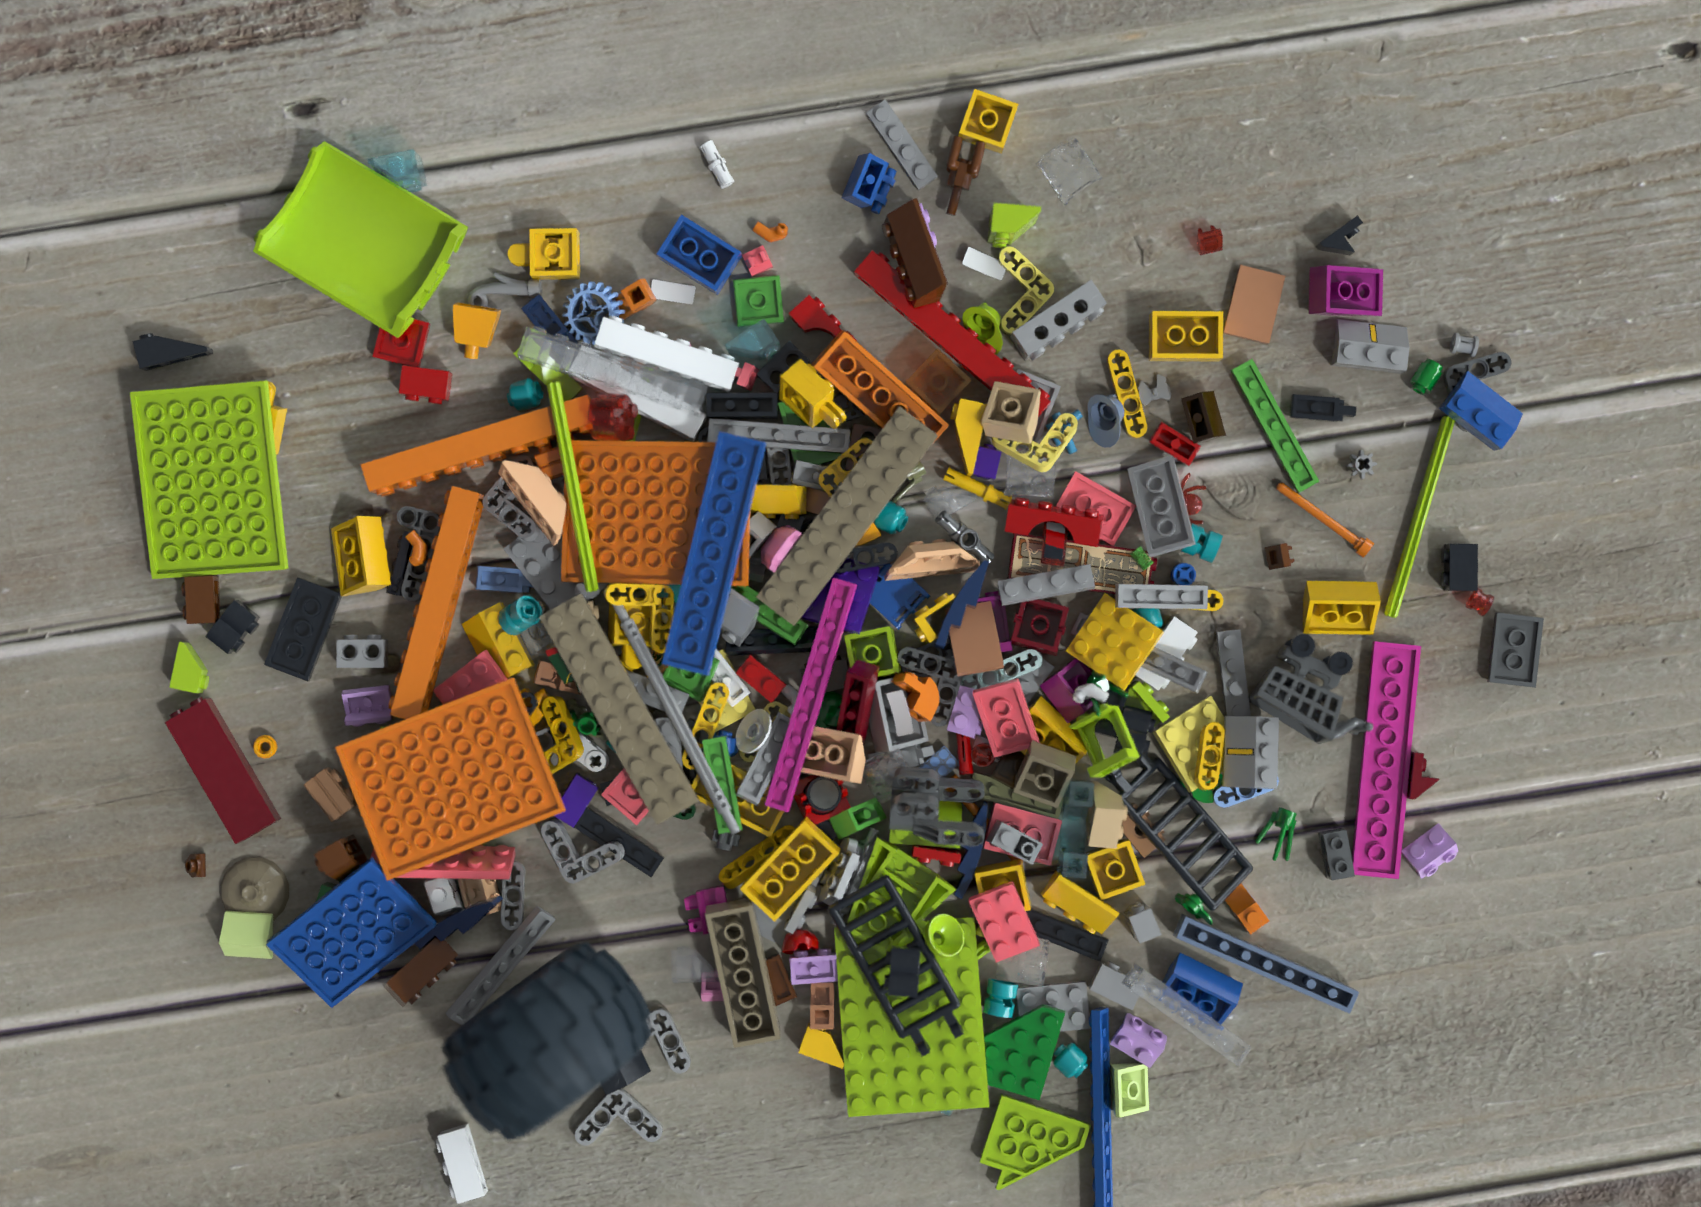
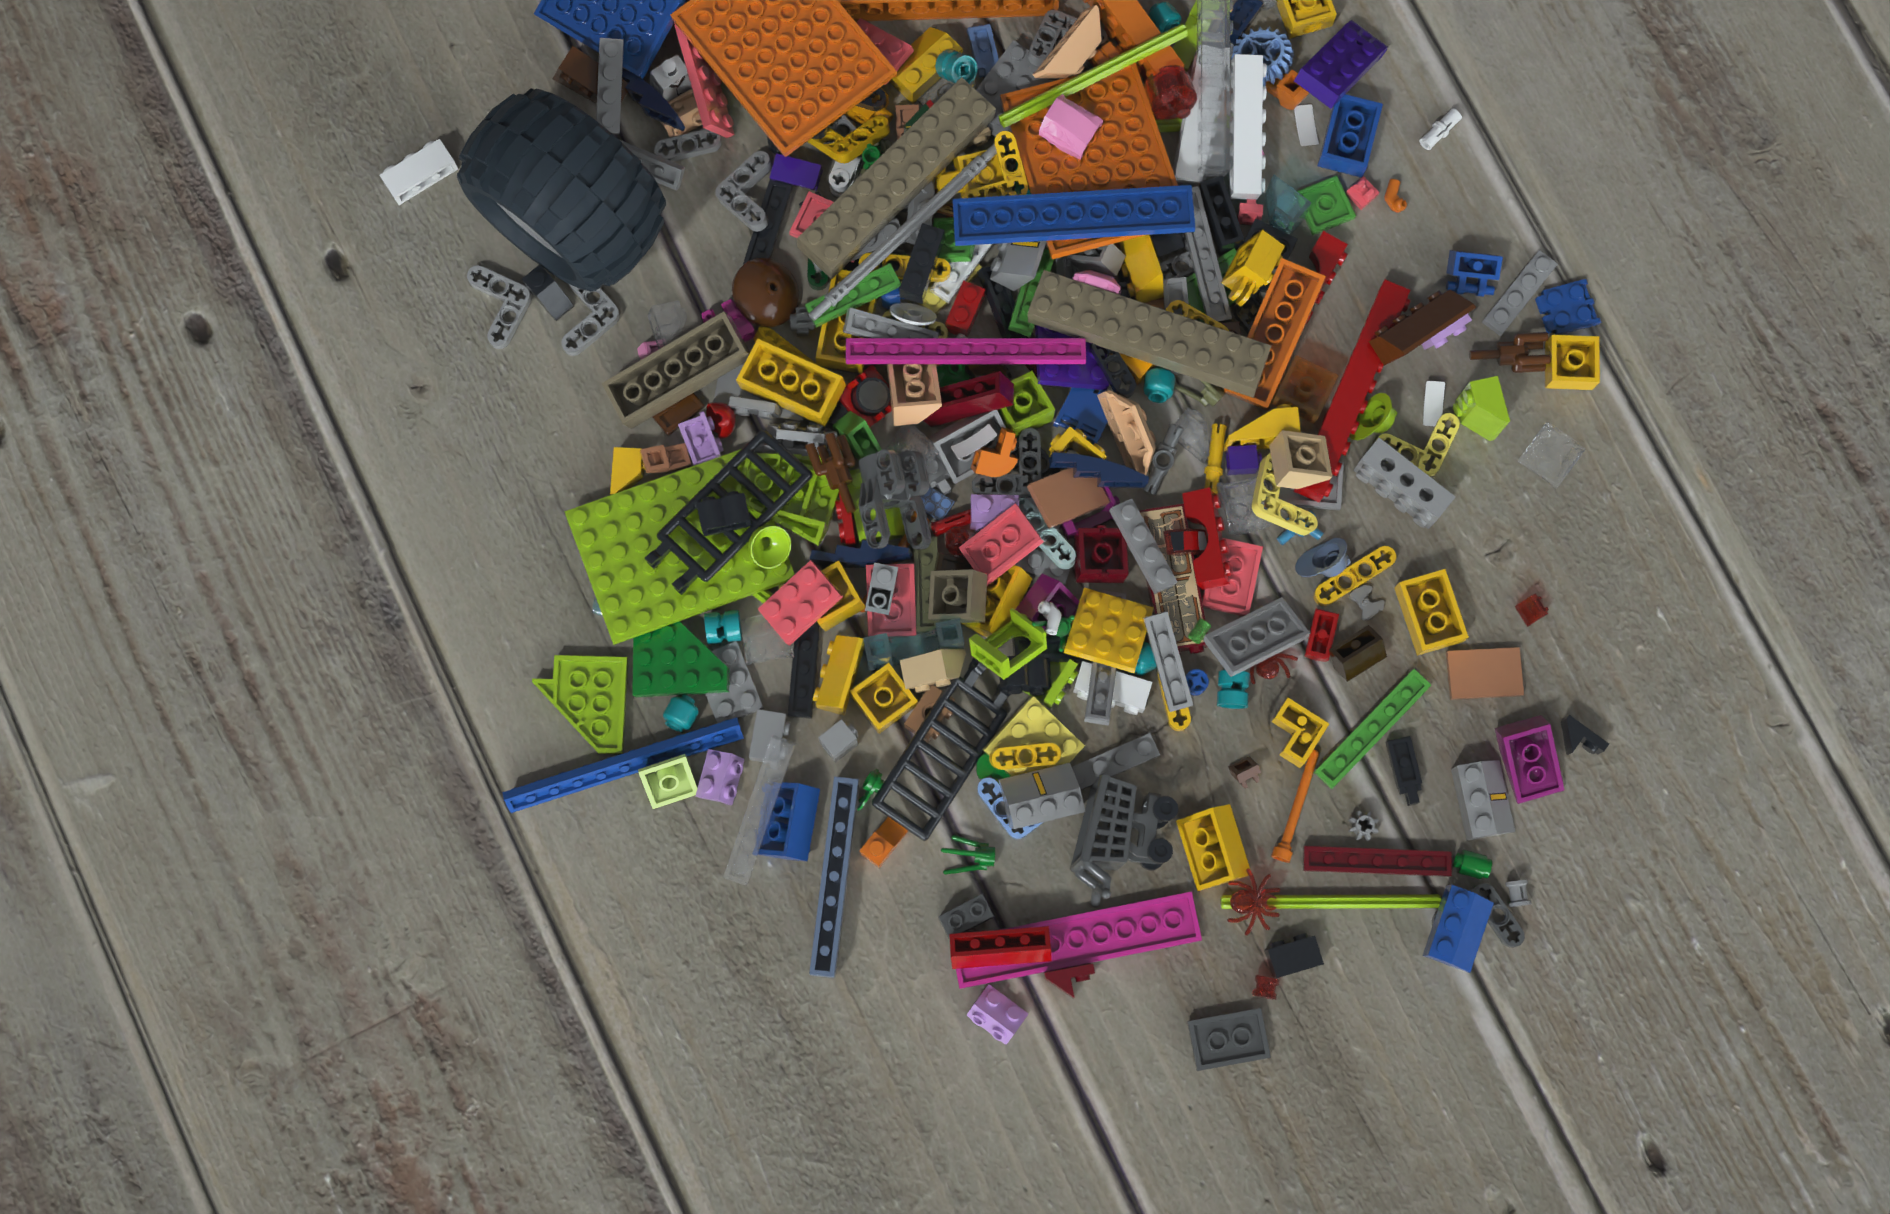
camera: 75 degrees right, 10 degrees down
(436, 957) = (609, 84): none -> light grey plate
(619, 526) = (1069, 126): none -> bright pink slope
(628, 240) = (1340, 63): none -> dark purple hinge
(684, 877) = (756, 299): none -> reddish brown dish
(712, 710) = (922, 263): none -> black brick
(890, 853) = (834, 467): none -> reddish brown plant
(930, 105) = (1567, 308): none -> blue plate
(1260, 489) = (1304, 729): none -> yellow brick
(1378, 833) = (1000, 947): none -> red brick
(1396, 463) = (1377, 861): none -> dark red plate
(1403, 589) = (1252, 902): none -> clear red animal

